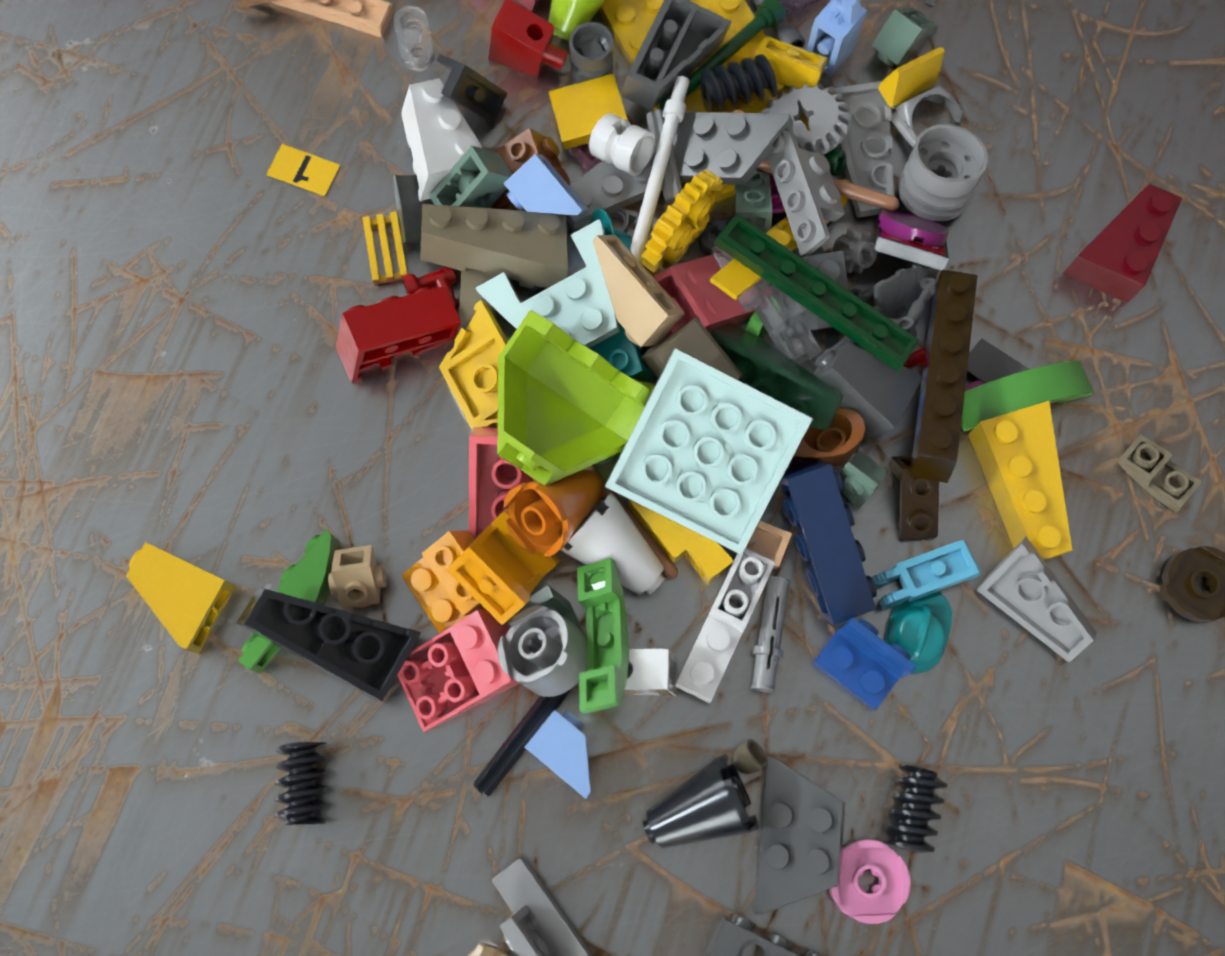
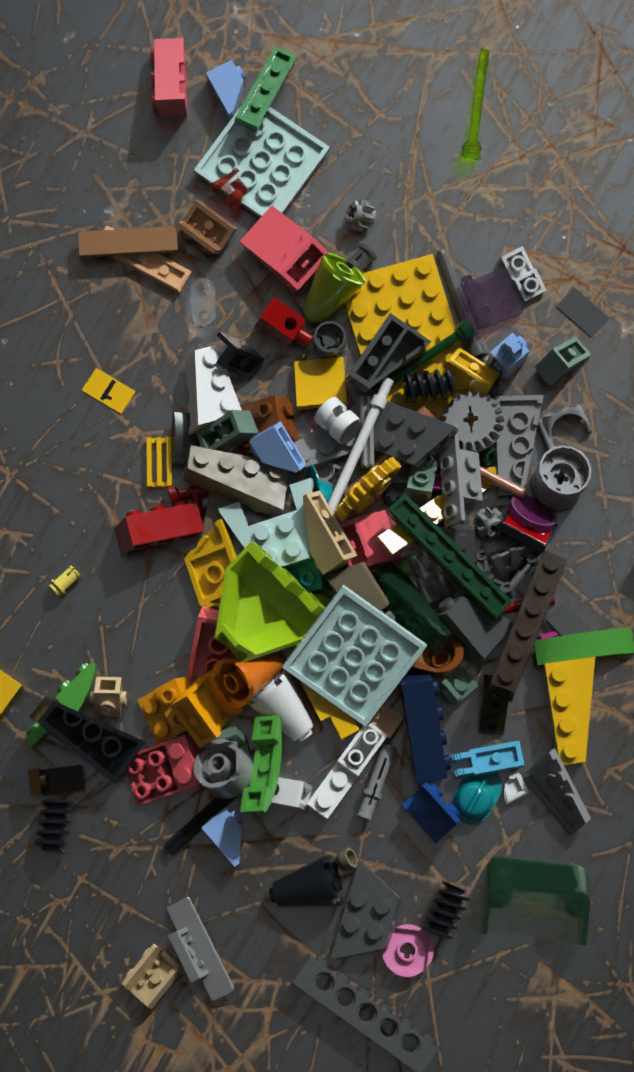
camera: 10 degrees right, 5 degrees up
(273, 426) = (64, 581): none -> light yellow pin
(294, 714) = (56, 780): none -> dark brown bracket
(912, 78) = (558, 398): yellow slope -> none
(970, 608) = (514, 787): none -> white tile
(993, 740) = (507, 874): none -> clear green windscreen

